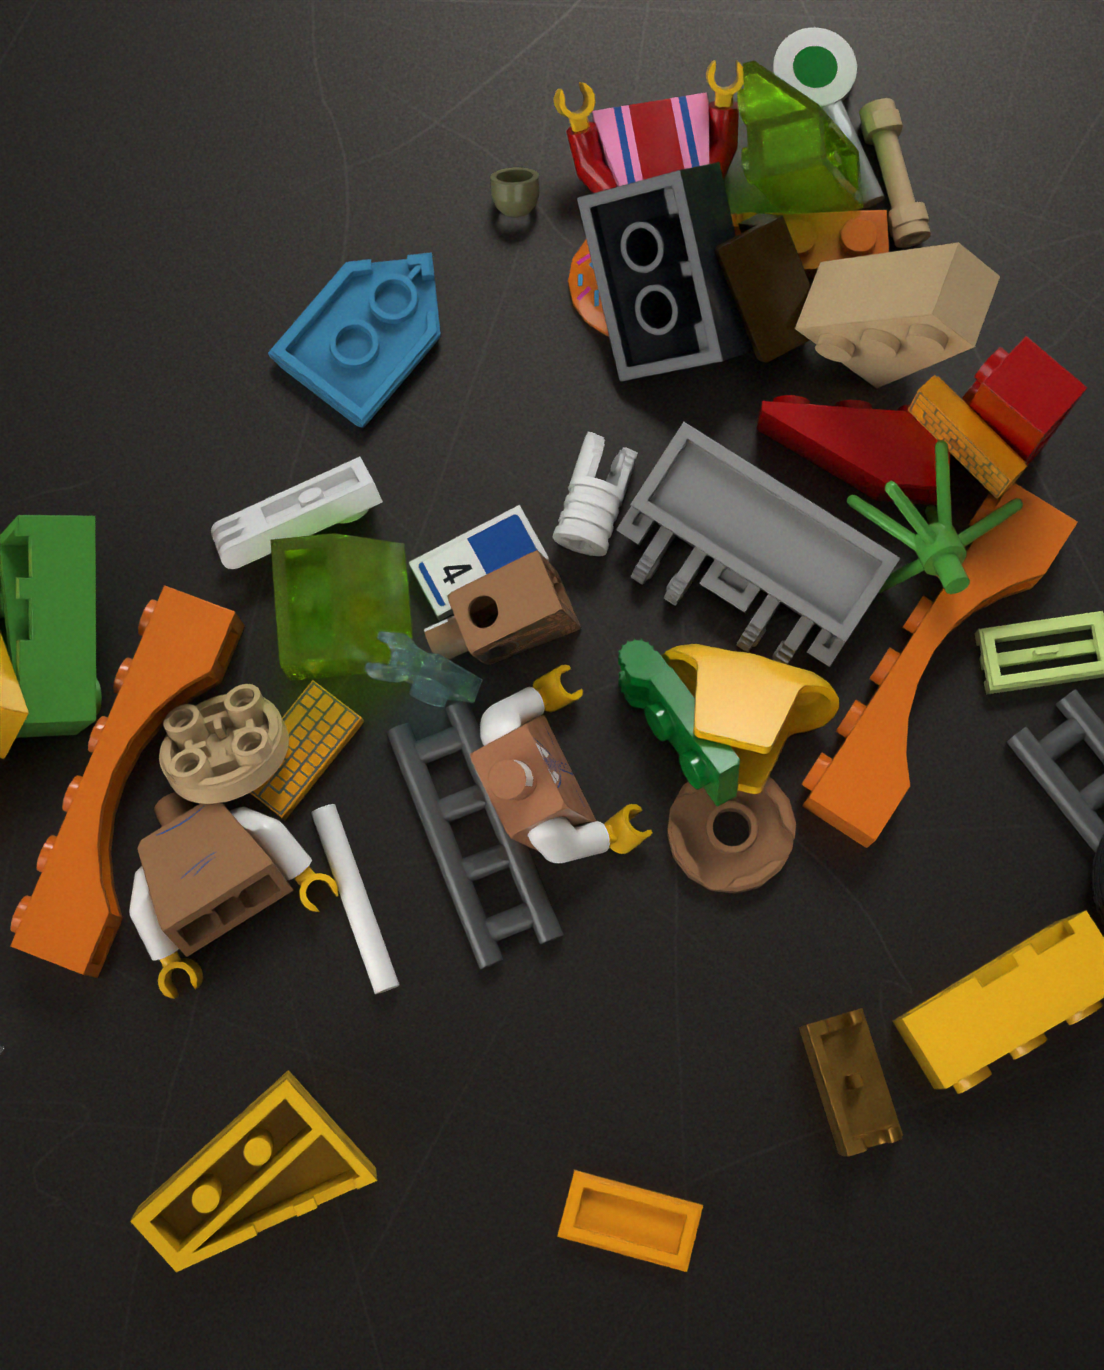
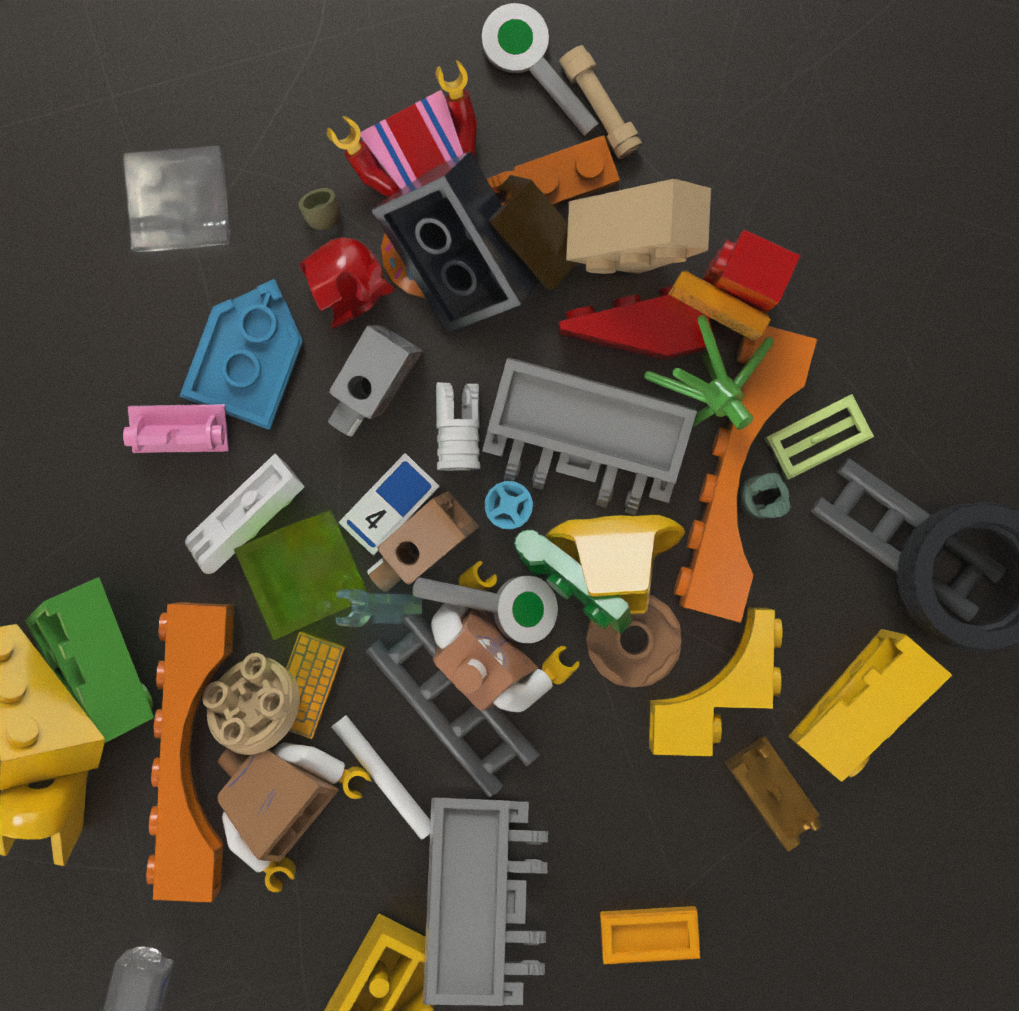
camera: 20 degrees left, 10 degrees up
(251, 389) = (177, 428): none -> bright pink hinge
(348, 129) = (177, 198): none -> clear hinge
(418, 1085) = (474, 901): none -> light grey hinge
(517, 273) = (345, 278): none -> red helmet
(526, 379) = (385, 362): none -> light grey torso
(601, 739) = (522, 608): none -> piece
(626, 595) = (503, 505): none -> medium azure wheel
(768, 951) = (749, 680): none -> yellow arch
(795, 148) = (521, 115): clear neon green slope -> none
(968, 692) = (775, 507): none -> sand green hinge

